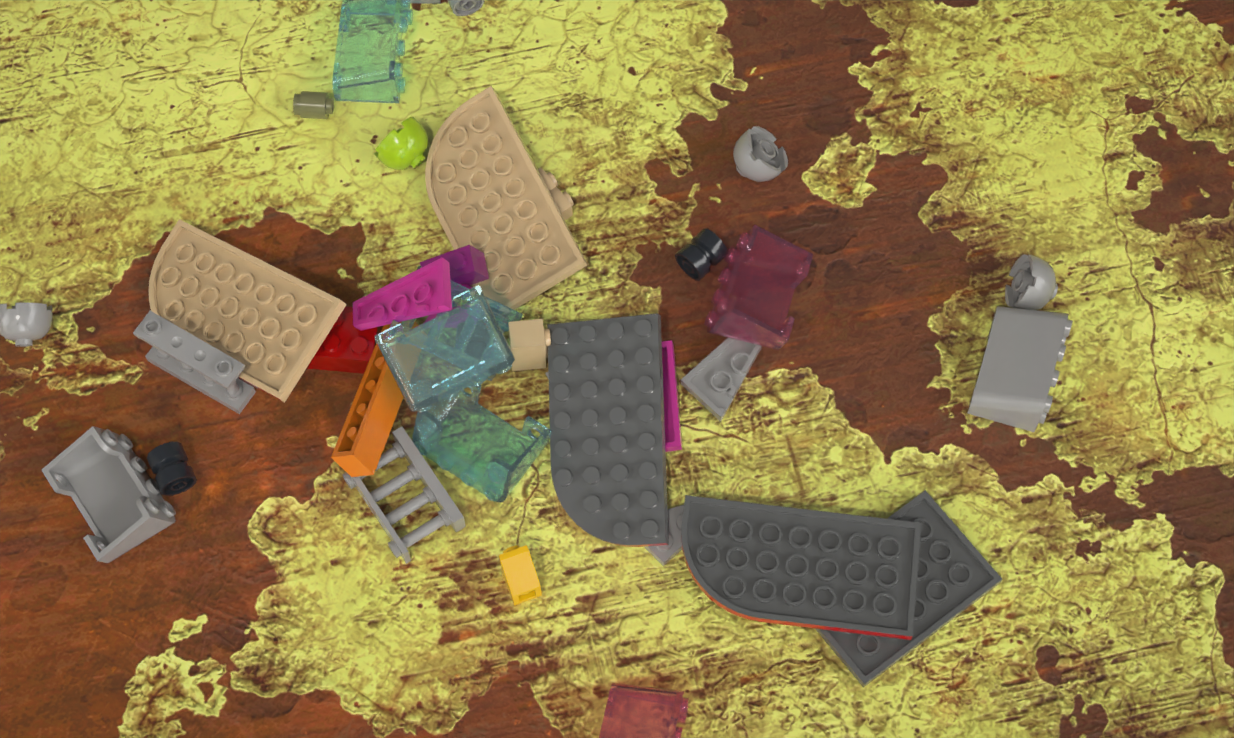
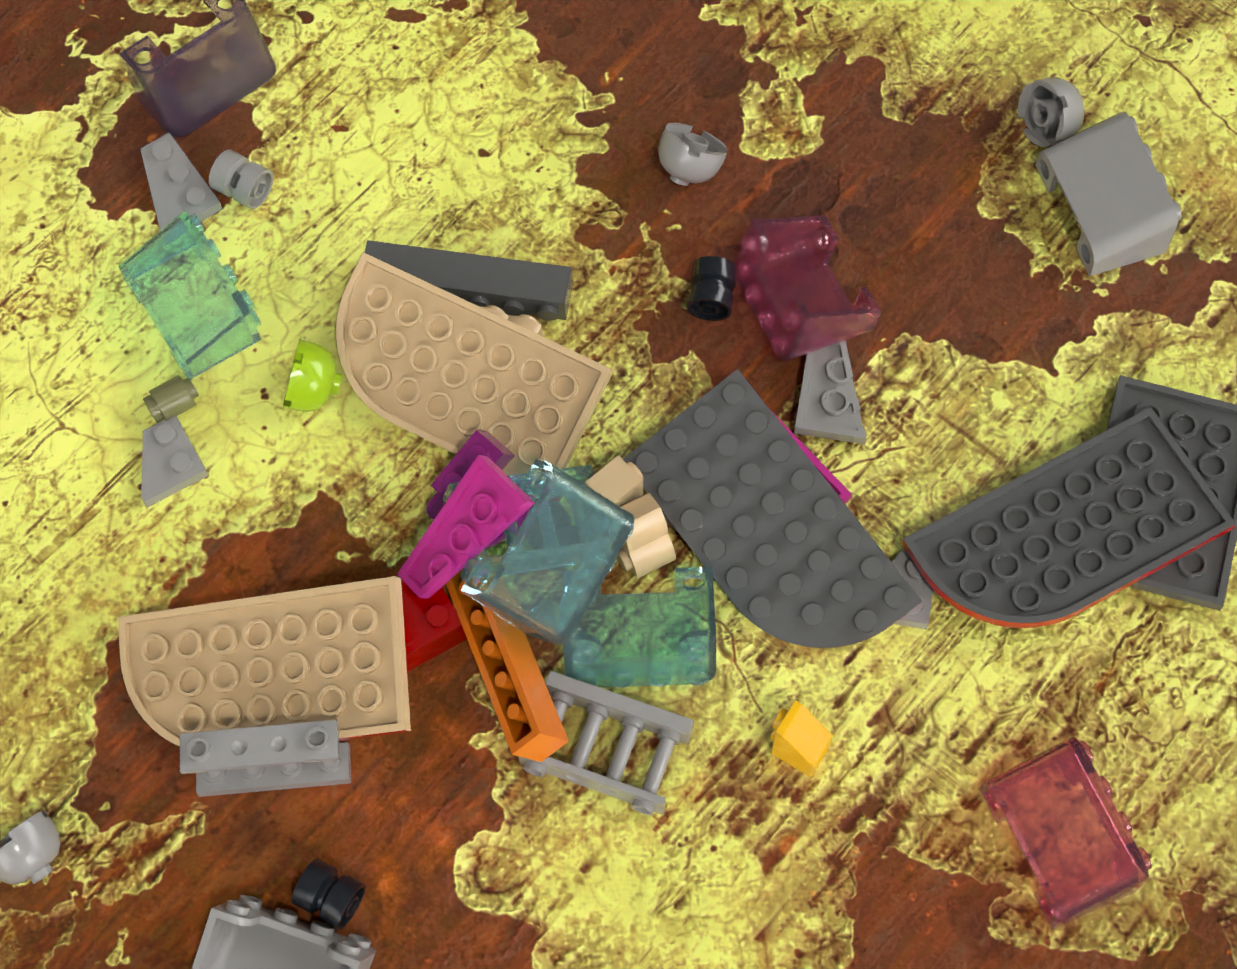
camera: 35 degrees left, 0 degrees up
(283, 143) = (168, 462): none -> light grey wing
(524, 383) = (650, 543): none -> tan brick
(559, 153) = (486, 280): none -> dark grey brick

